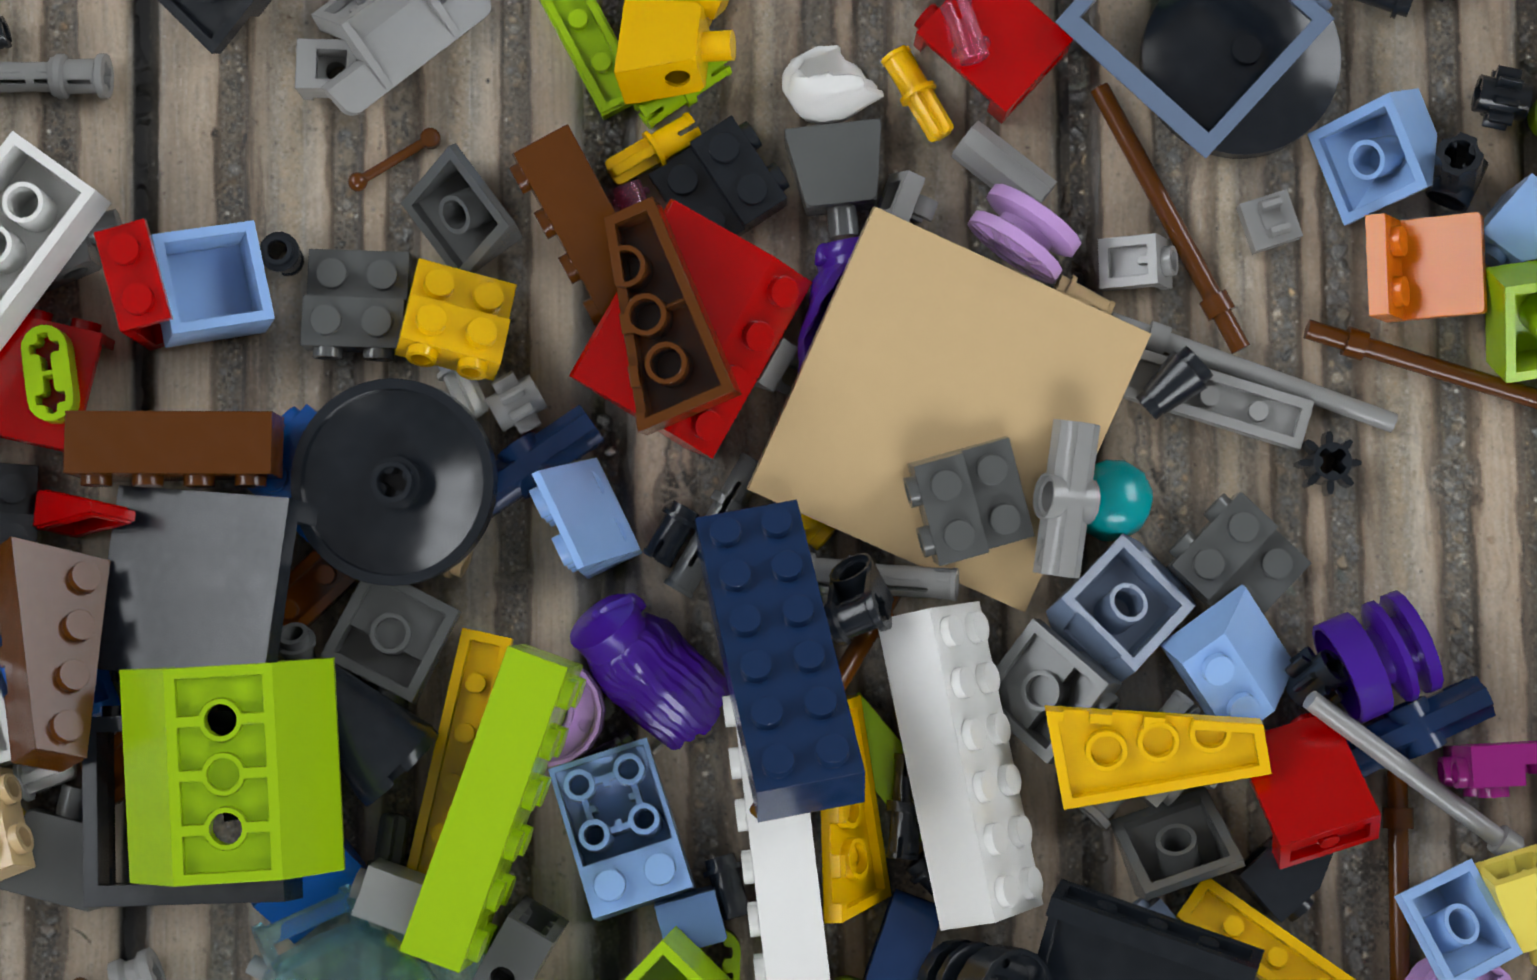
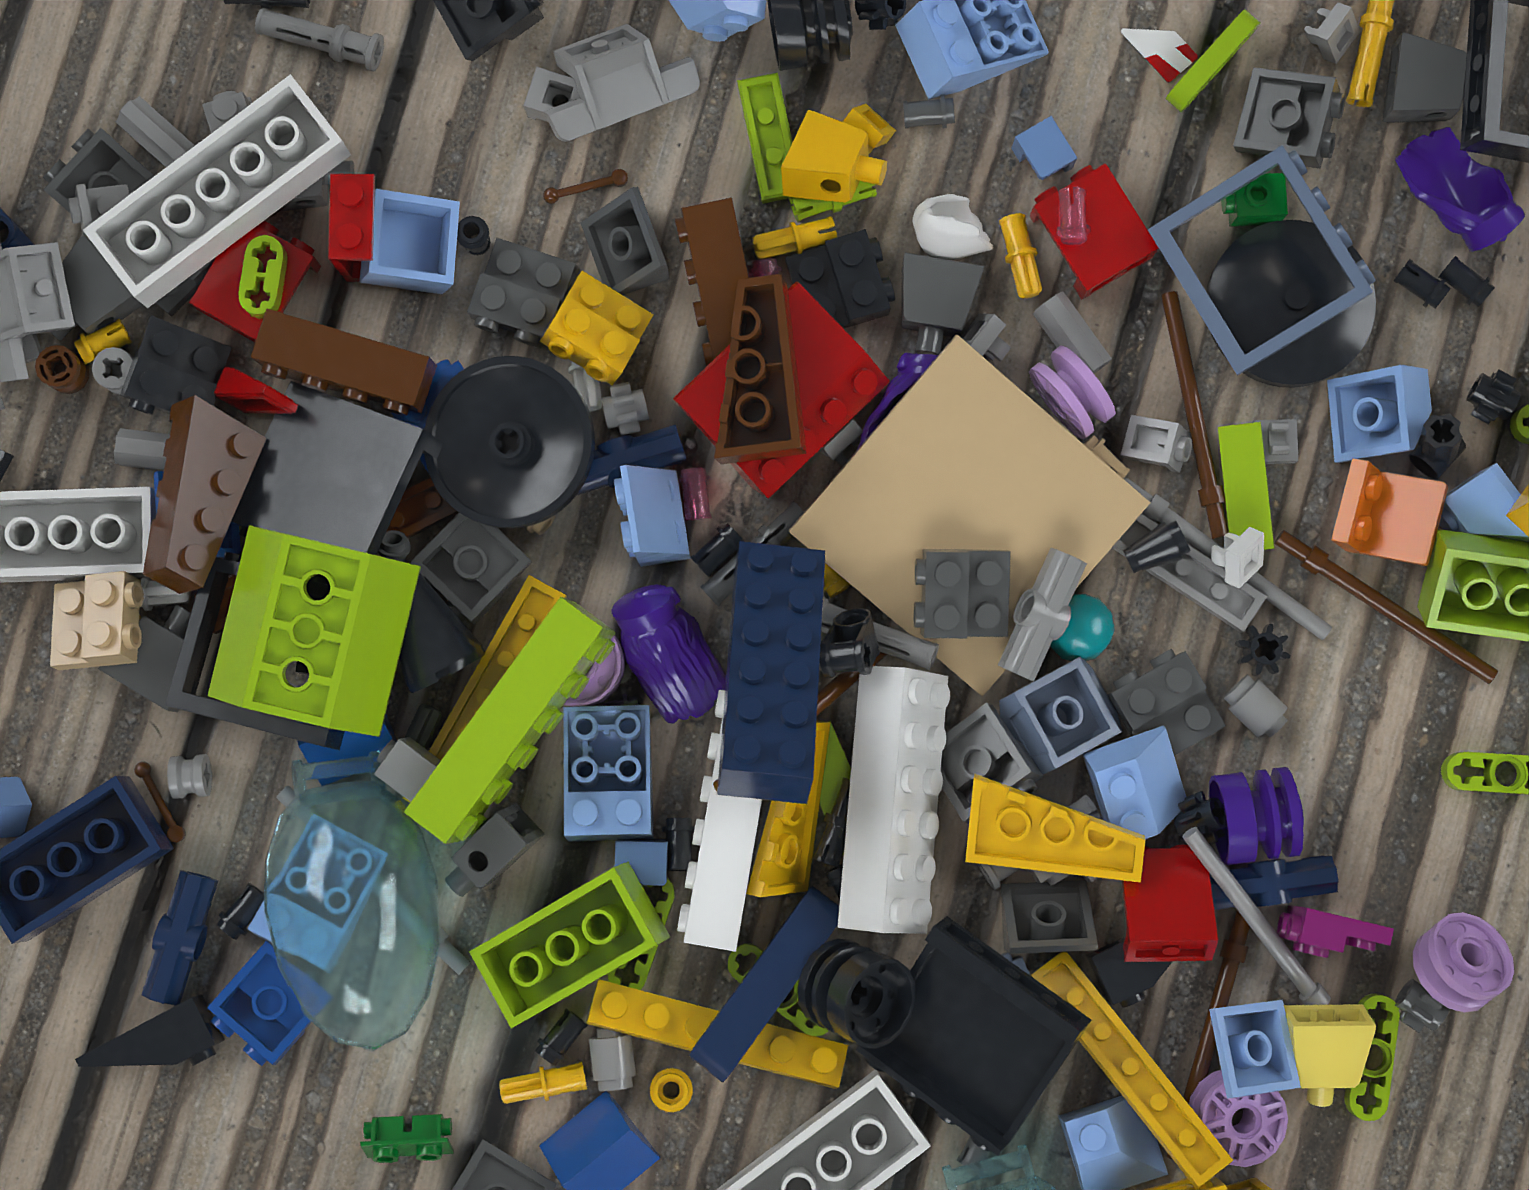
camera: 20 degrees right, 0 degrees up
(626, 476) = (695, 494): none -> clear pink pin
(1253, 284) = (1246, 480): none -> lime tile
(1270, 364) = (1240, 556): none -> white tile
(1340, 531) = (1256, 707): none -> light grey brick

